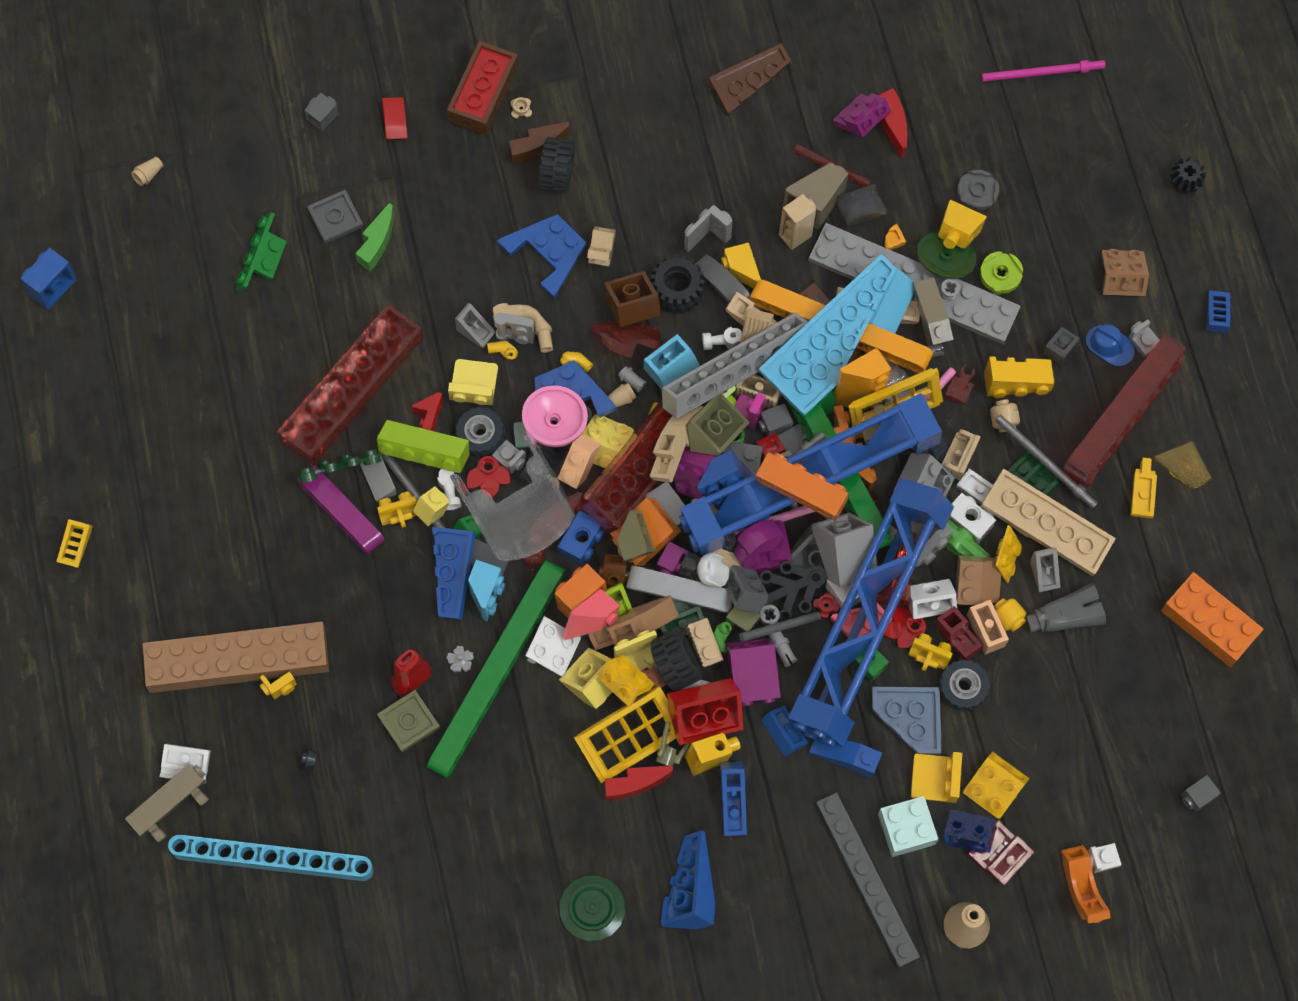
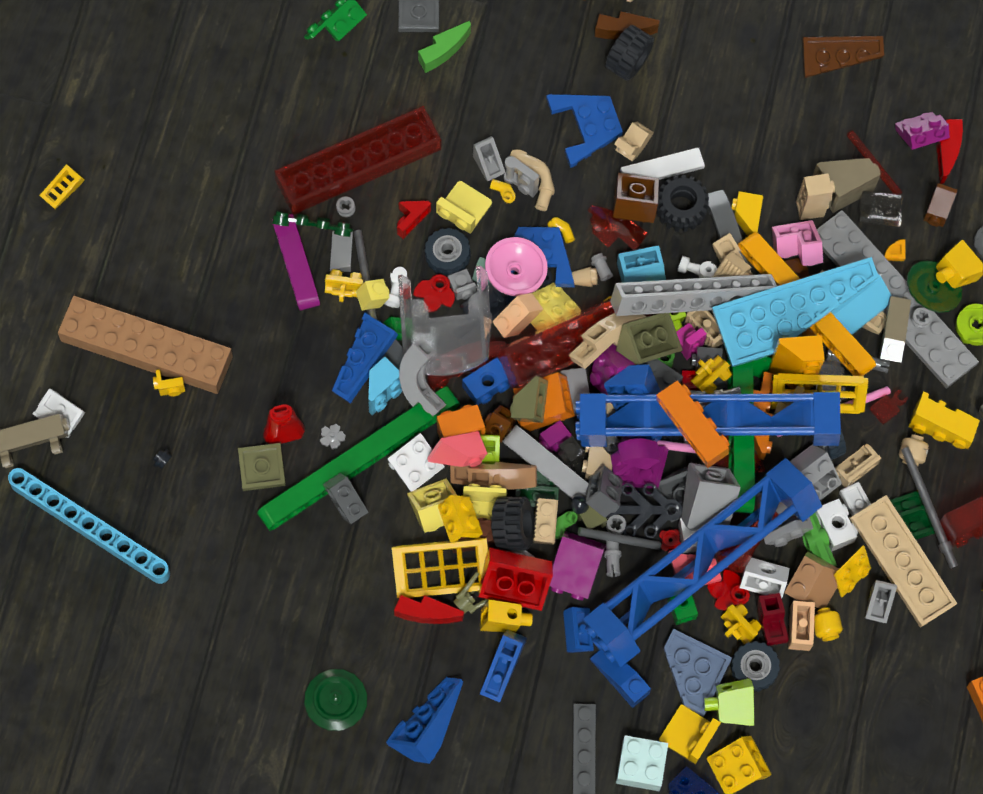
camera: 25 degrees right, 0 degrees up
(357, 428) = (345, 200): none -> light grey bush
(423, 446) = (392, 241): lime brick -> none
(505, 712) = (345, 498): none -> dark grey brick
(514, 569) = (413, 377): none -> light grey arch
(643, 255) = (667, 165): none -> white tile
(711, 220) = (738, 161): light grey bracket -> none
(712, 570) = (583, 462): white hair -> none
(728, 612) = (577, 505): none -> black hinge
(785, 431) = (709, 373): none -> yellow hips
(803, 268) = (799, 240): none -> bright pink brick
(913, 177) = (940, 205): none -> slope
(963, 728) = (733, 702): none -> torso
(1071, 611) = (884, 648): dark grey piece -> none

